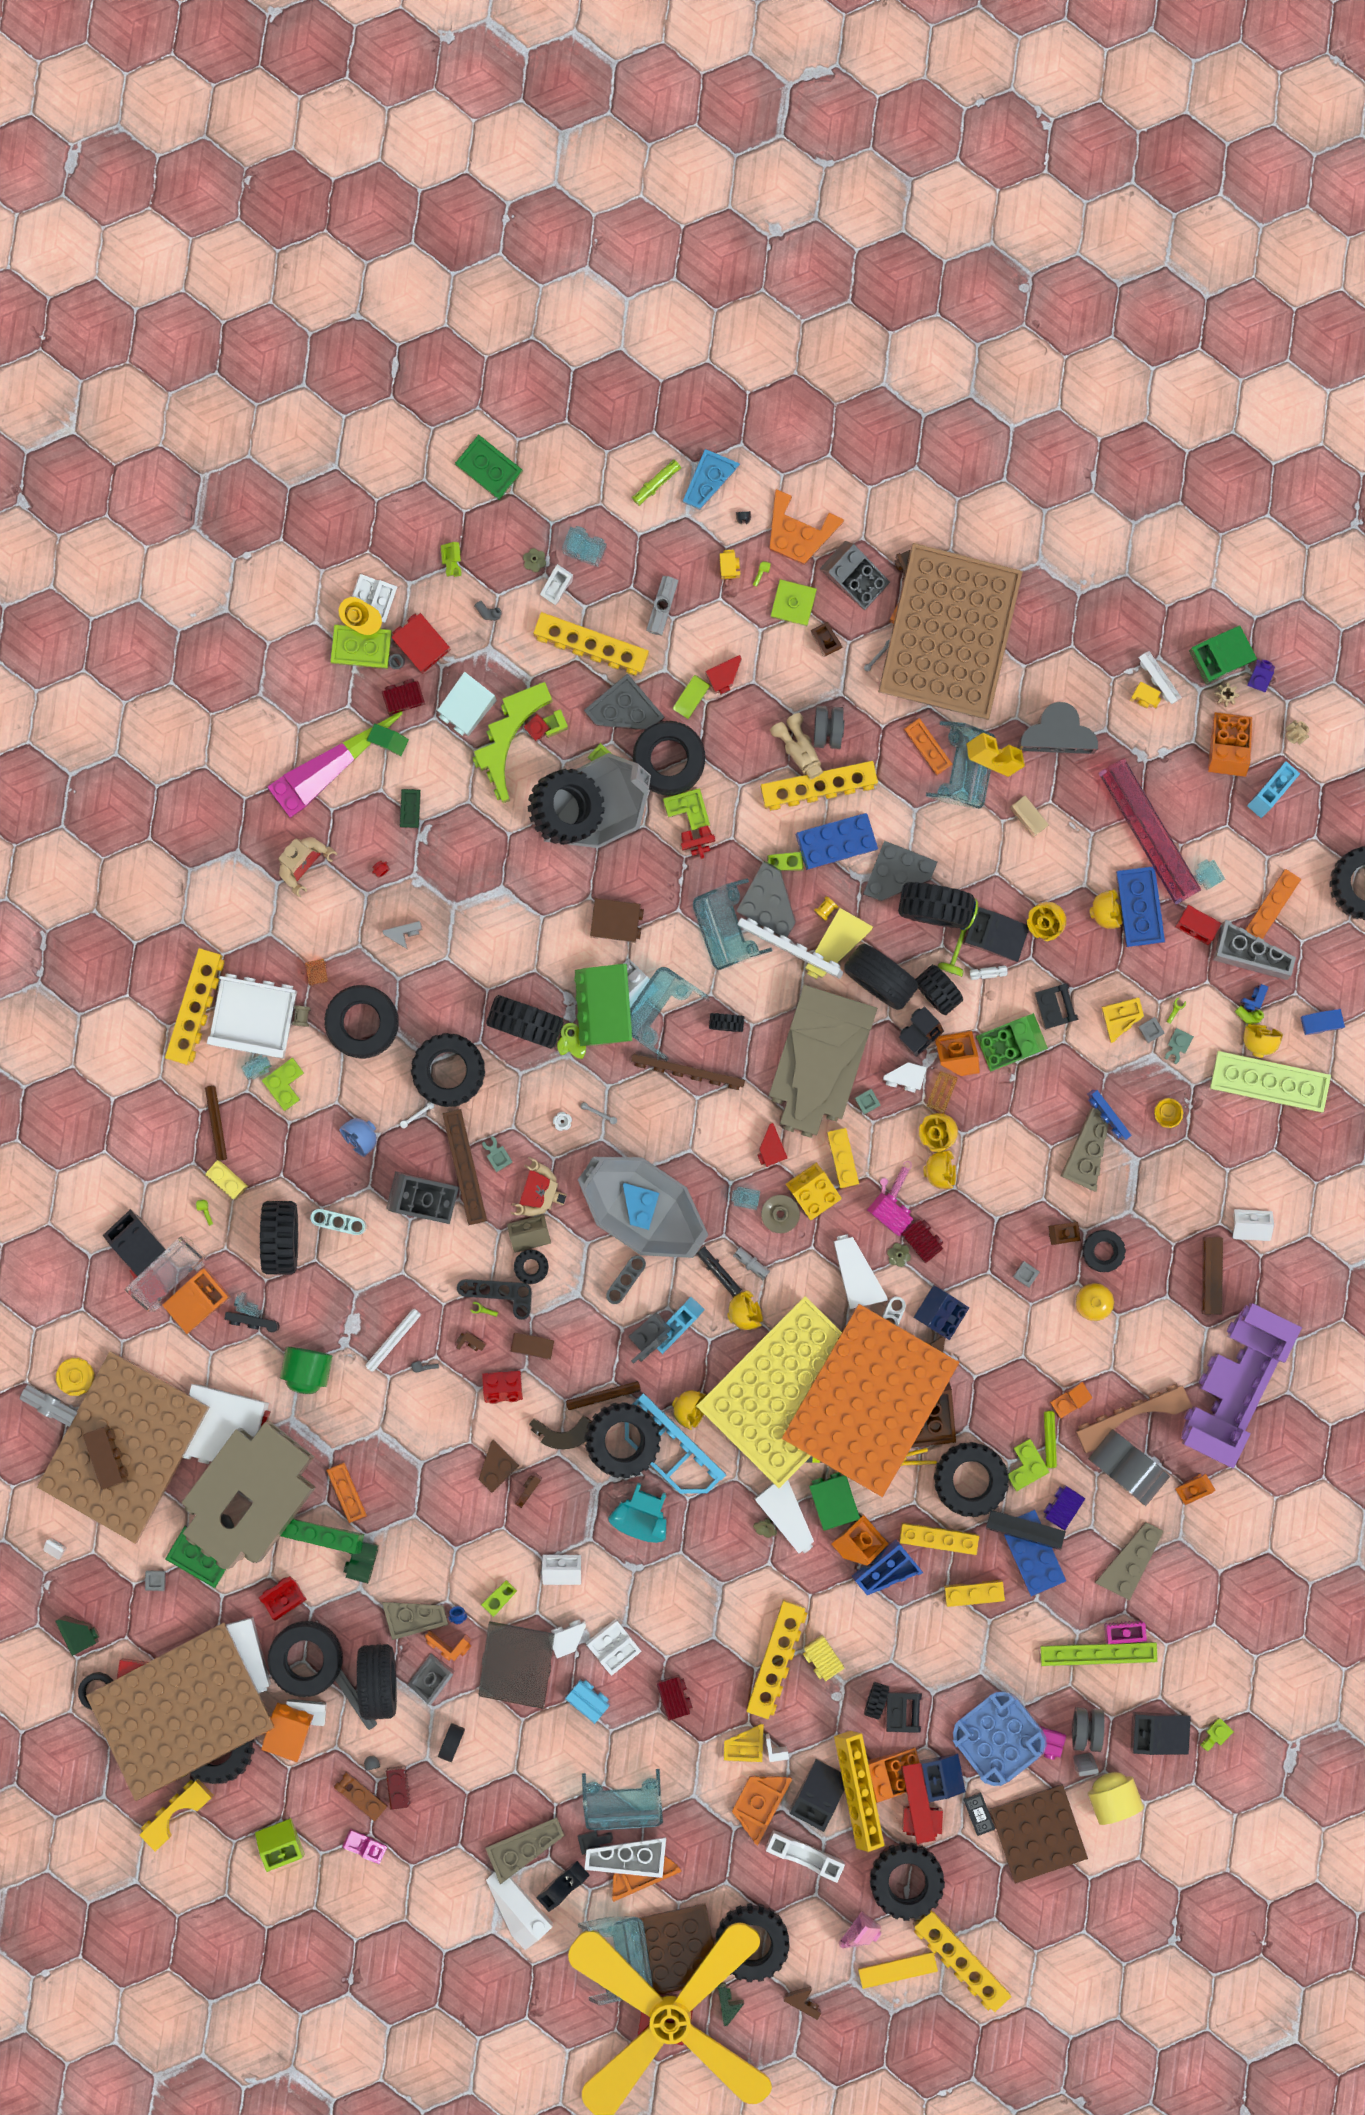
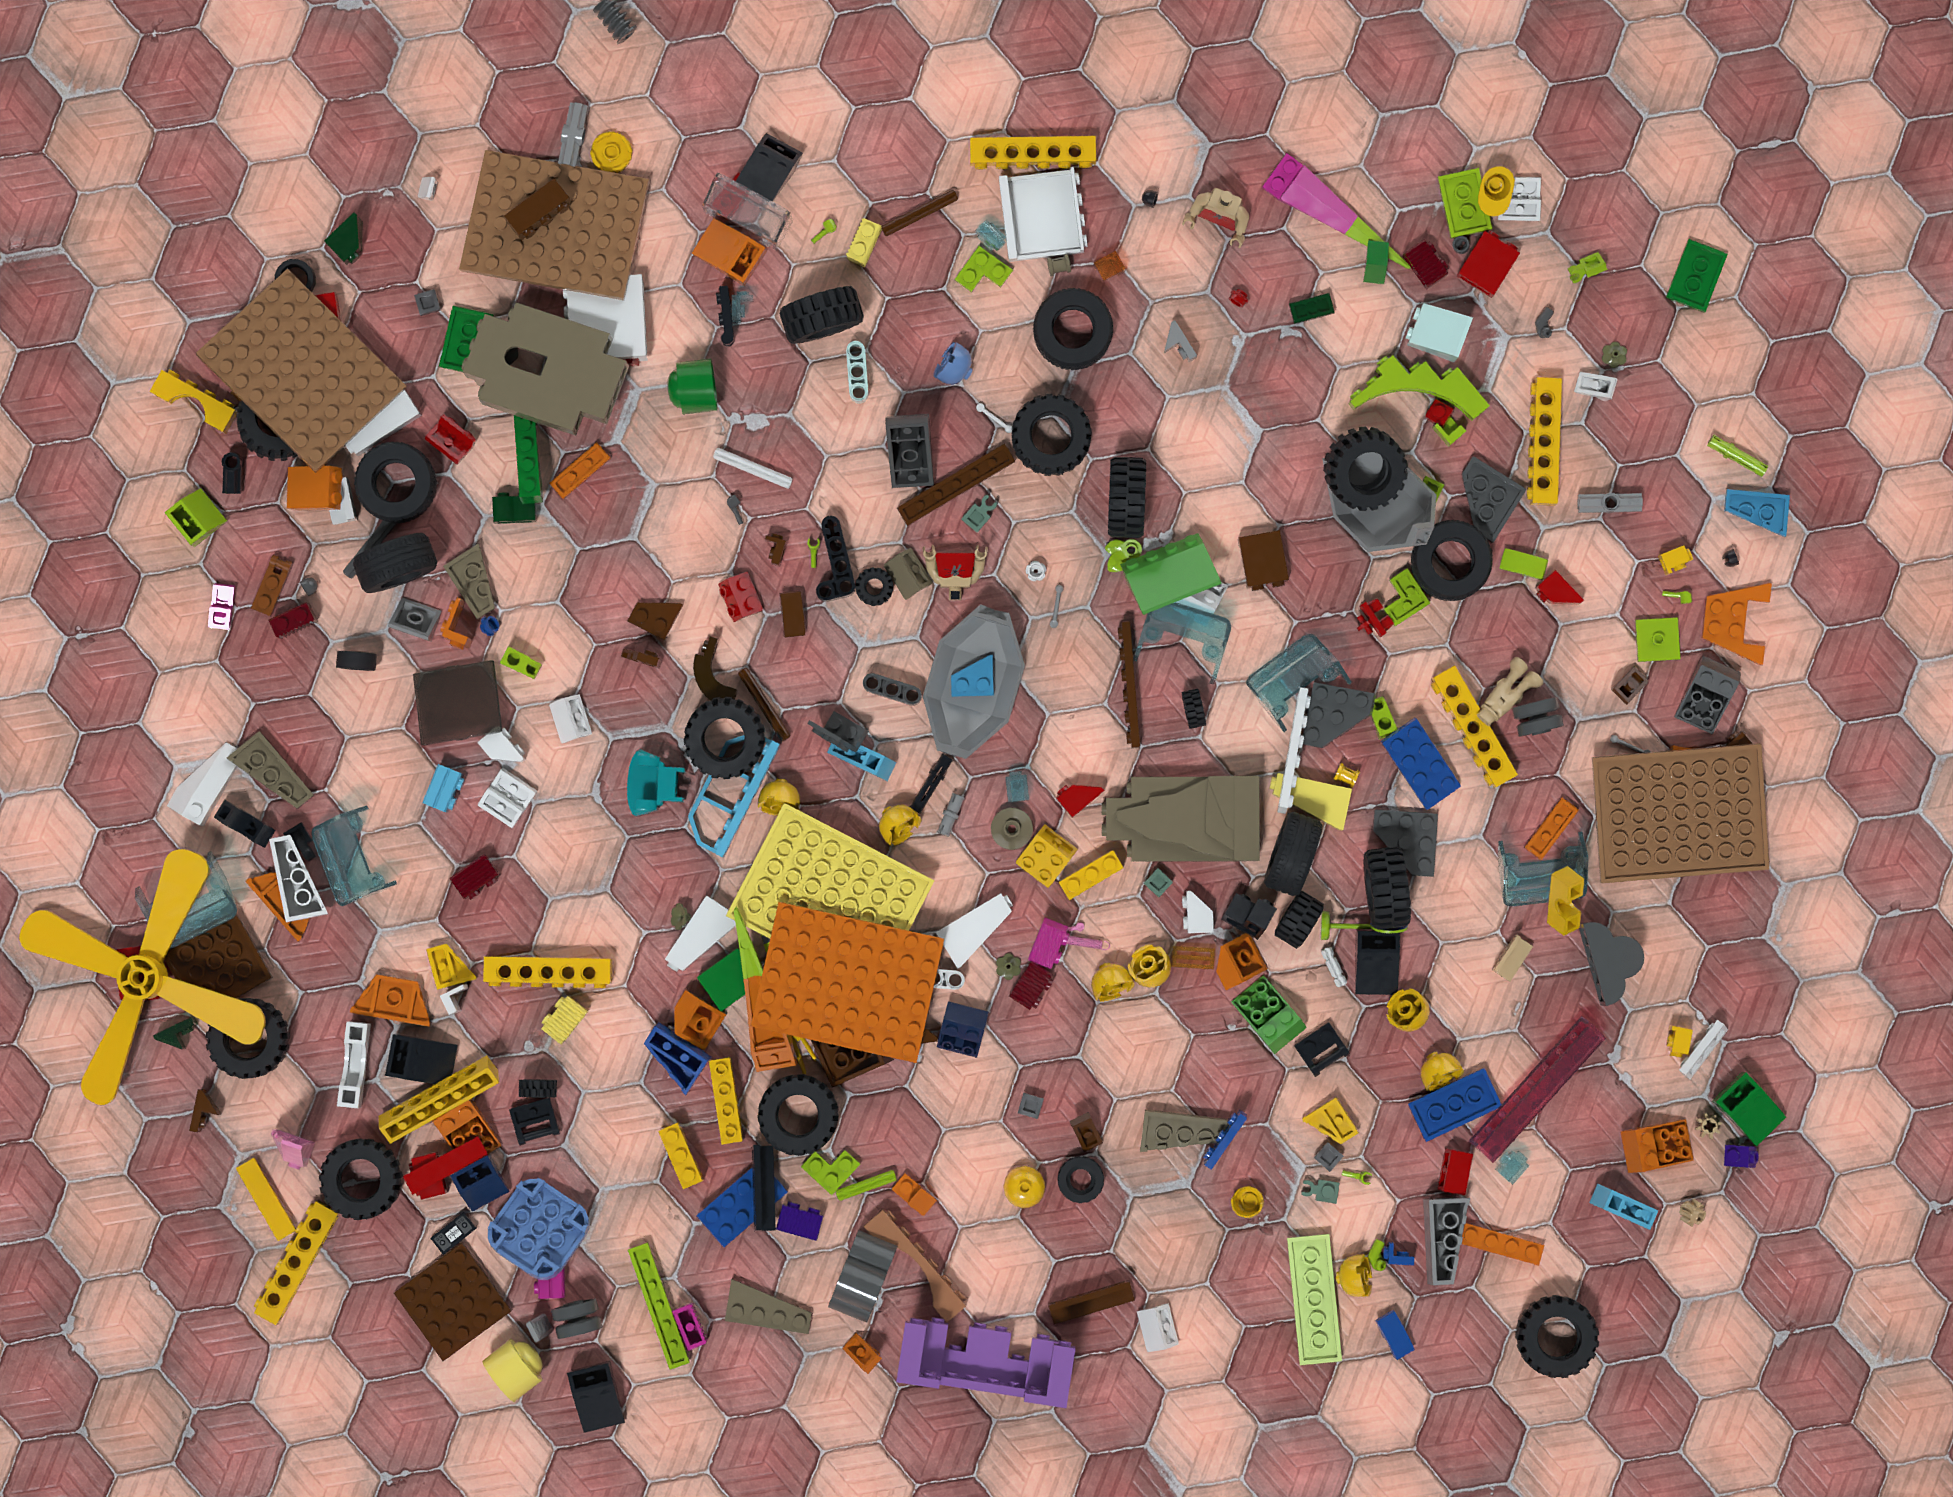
camera: 75 degrees right, 0 degrees up
(253, 1801) = (232, 476): none -> black piece
(268, 918) = (1150, 198): none -> black hinge
(583, 548) = (1643, 401): clear light blue brick -> none
(905, 1487) = (768, 1048): none -> orange plate
(1218, 1732) = (615, 1457): lime plate -> none

